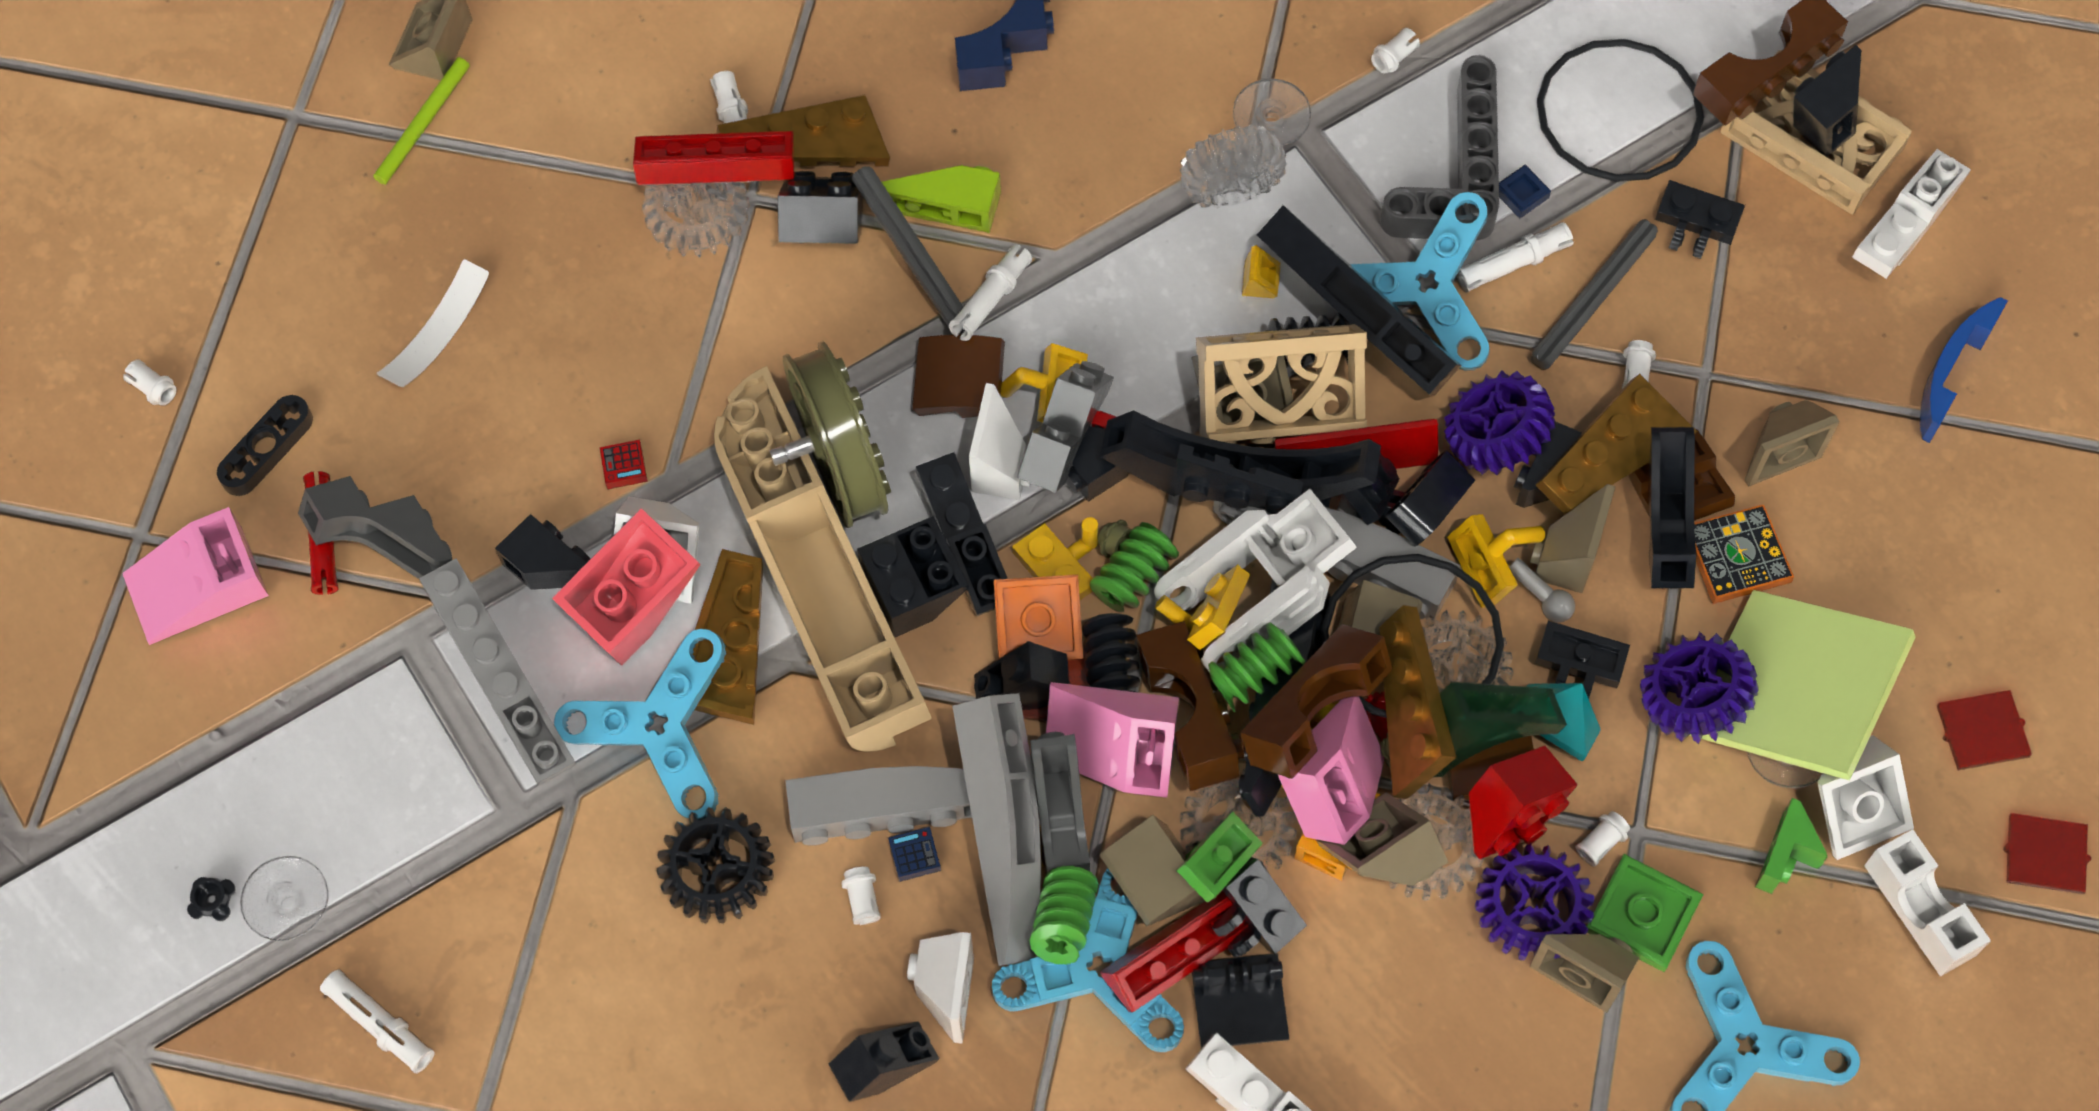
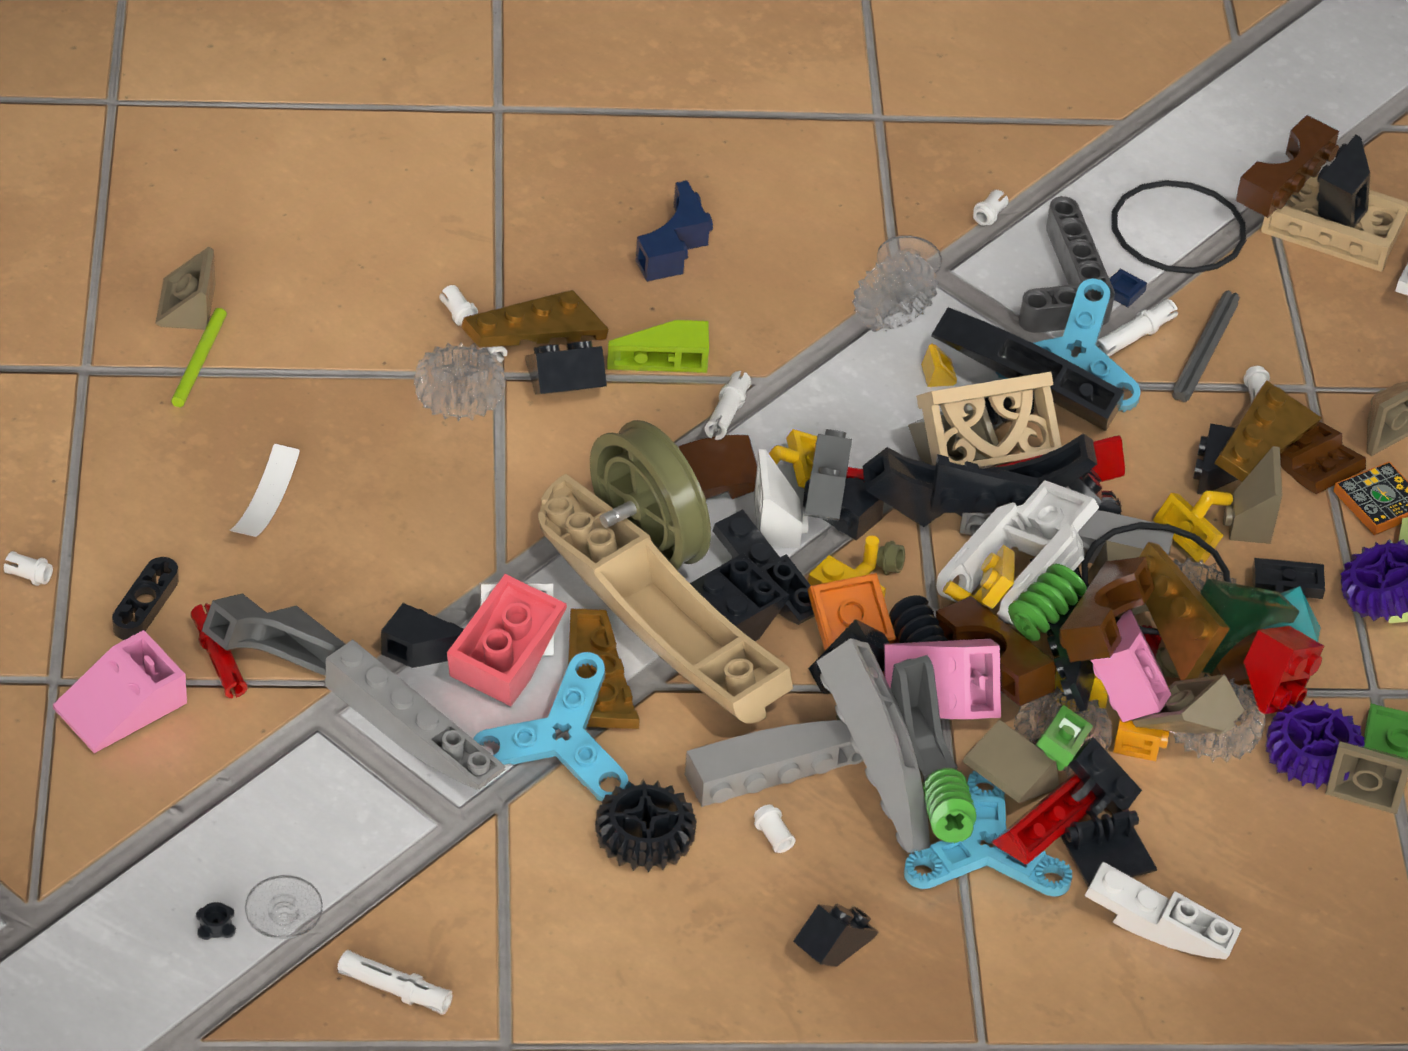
camera: 20 degrees left, 20 degrees down
(623, 464) = (461, 567): red tile -> none
(714, 157) = (471, 338): red slope -> none
(907, 244) = (650, 381): dark grey axle -> none
(914, 854) = (806, 795): dark blue tile -> none
(944, 978) = (869, 867): white slope -> none
(1132, 566) = (915, 569): bright green piece -> none
(1430, 498) = (1134, 486): black beam -> none
(1508, 416) = (1169, 431): dark purple gear -> none
(1556, 604) = (1249, 549): light grey bar -> none
(1603, 838) = (1354, 690): white pin -> none
(1672, 507) = (1321, 463): black arch -> none
(1698, 213) = (1266, 284): black hinge -> none

